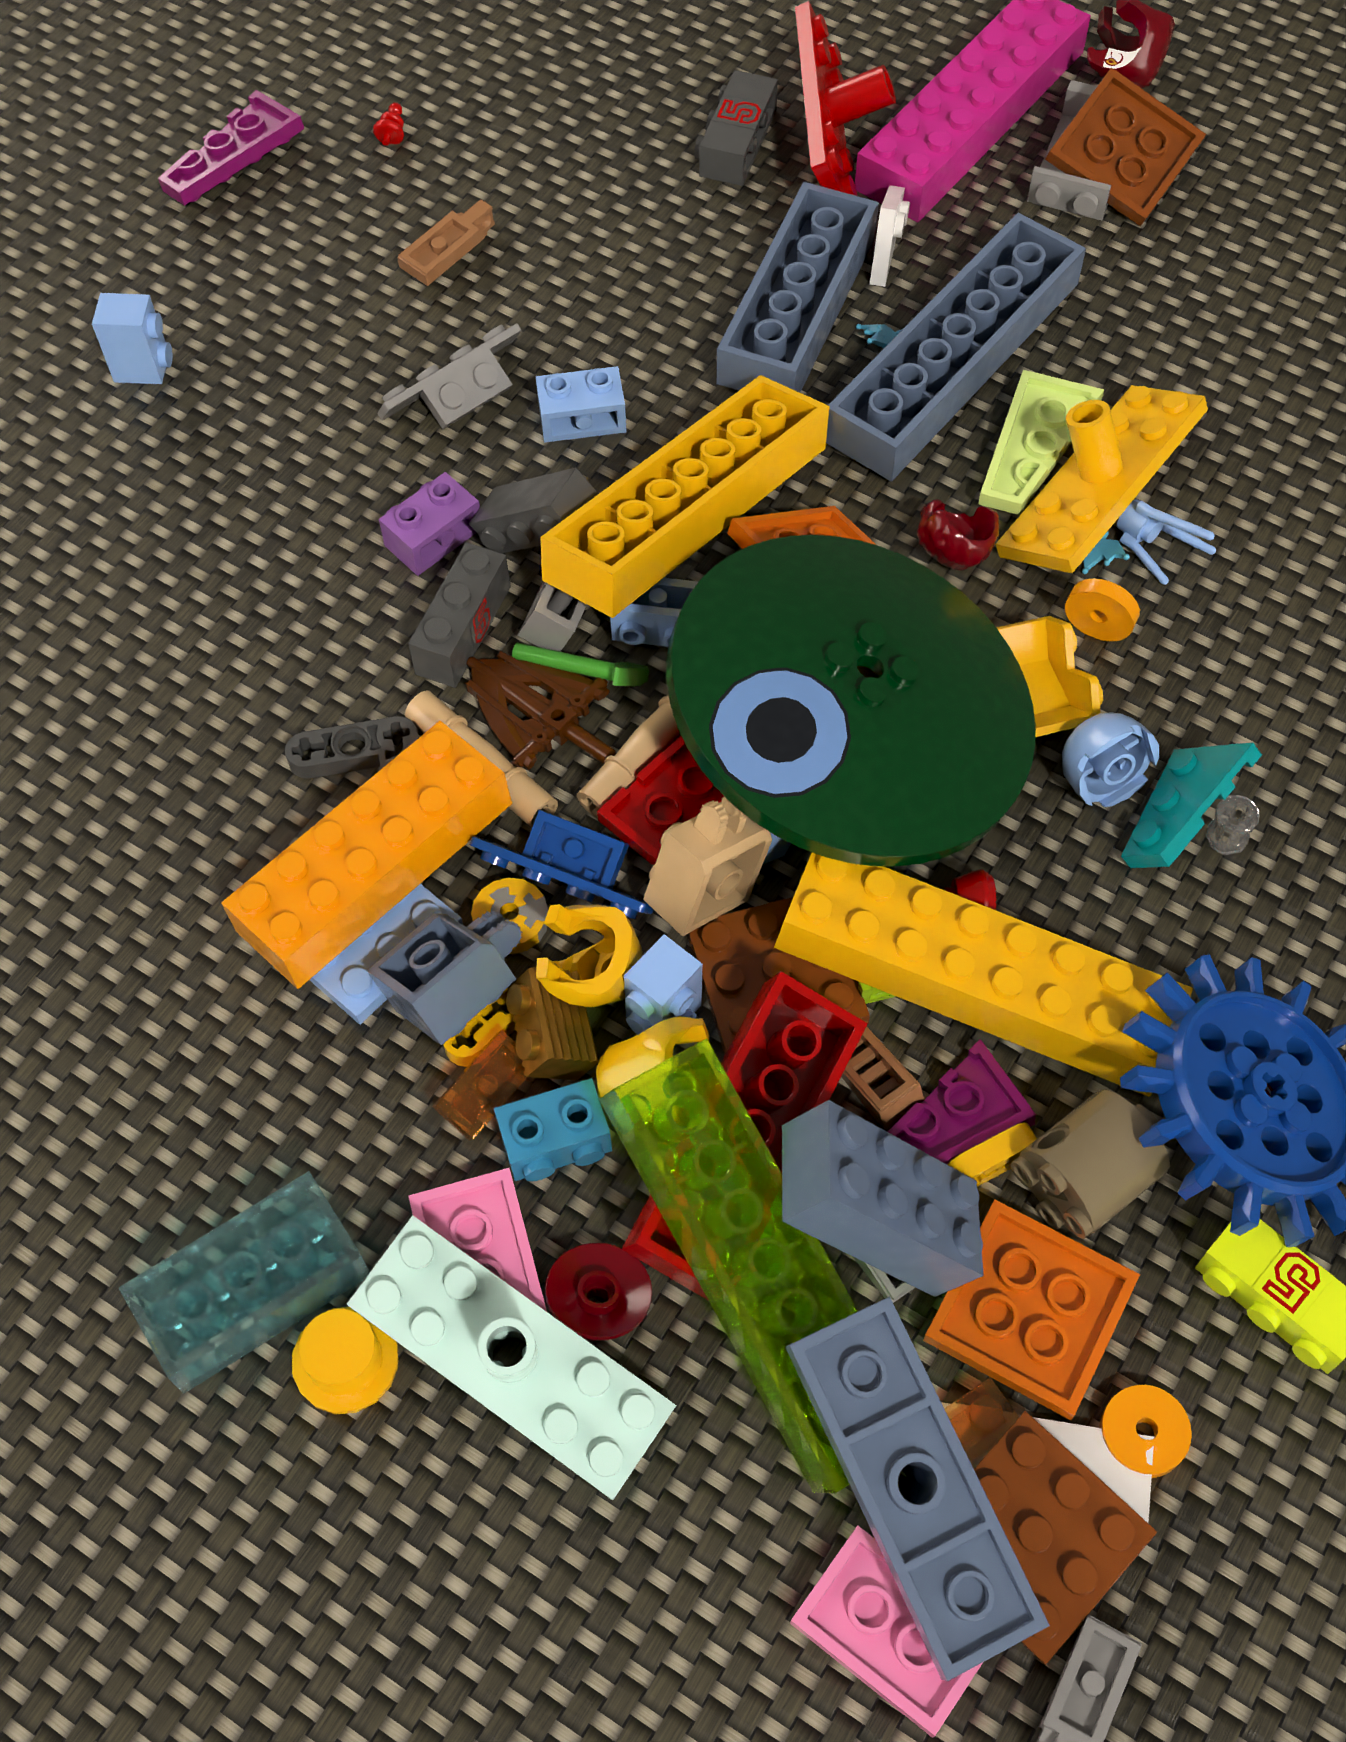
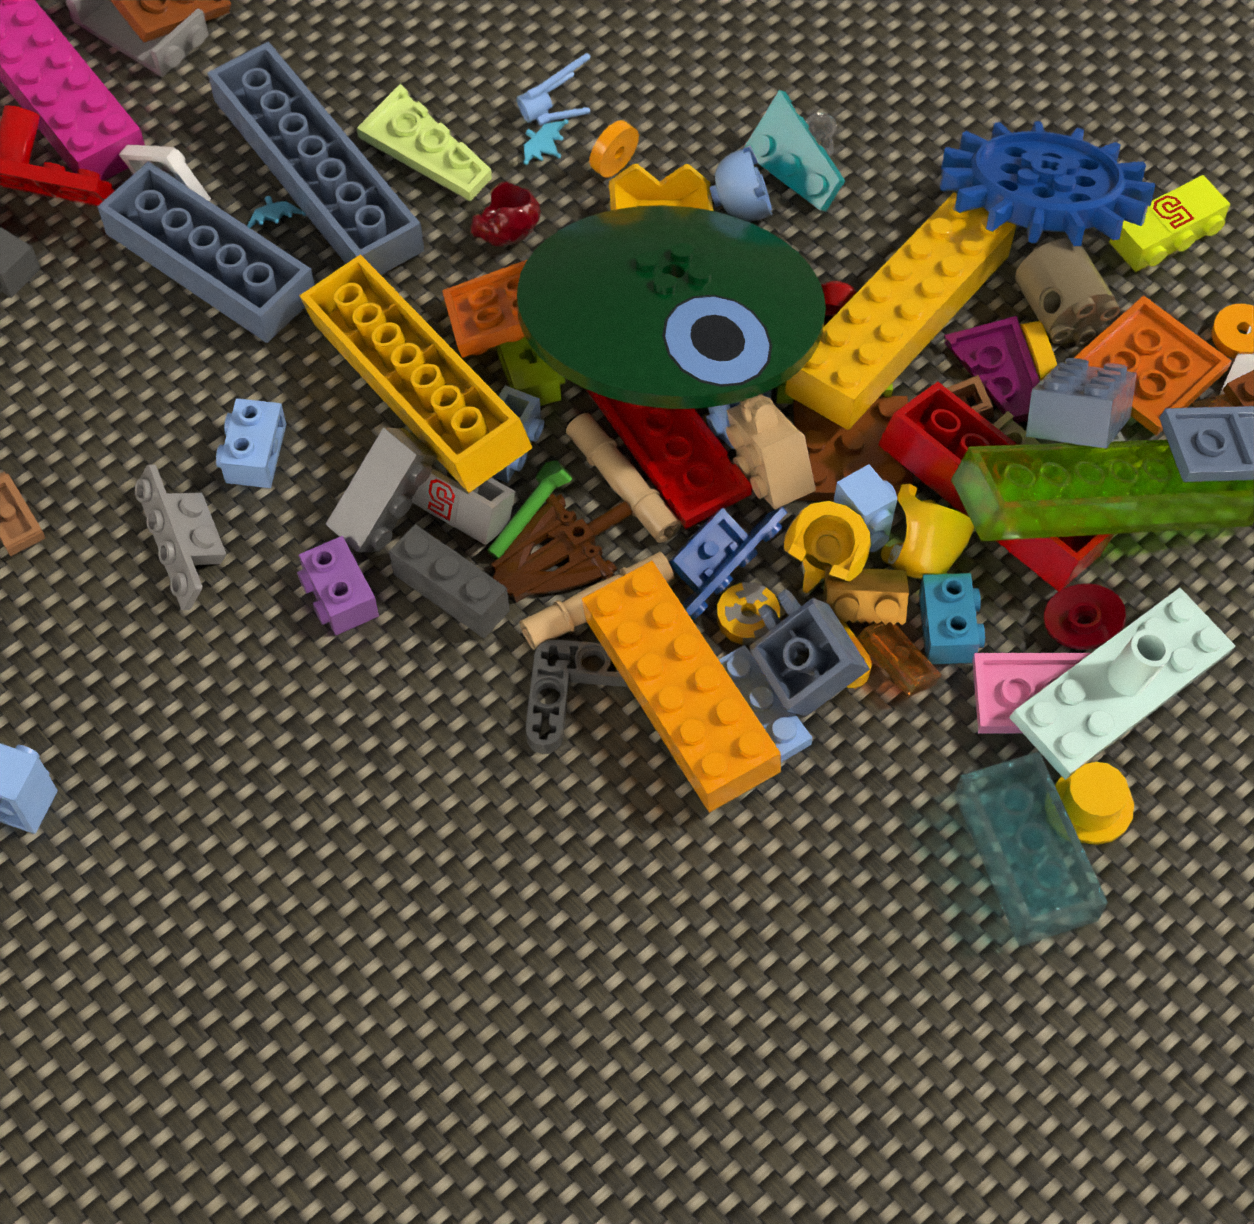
camera: 75 degrees left, 0 degrees up
(1109, 467) = (485, 110): yellow plate -> none

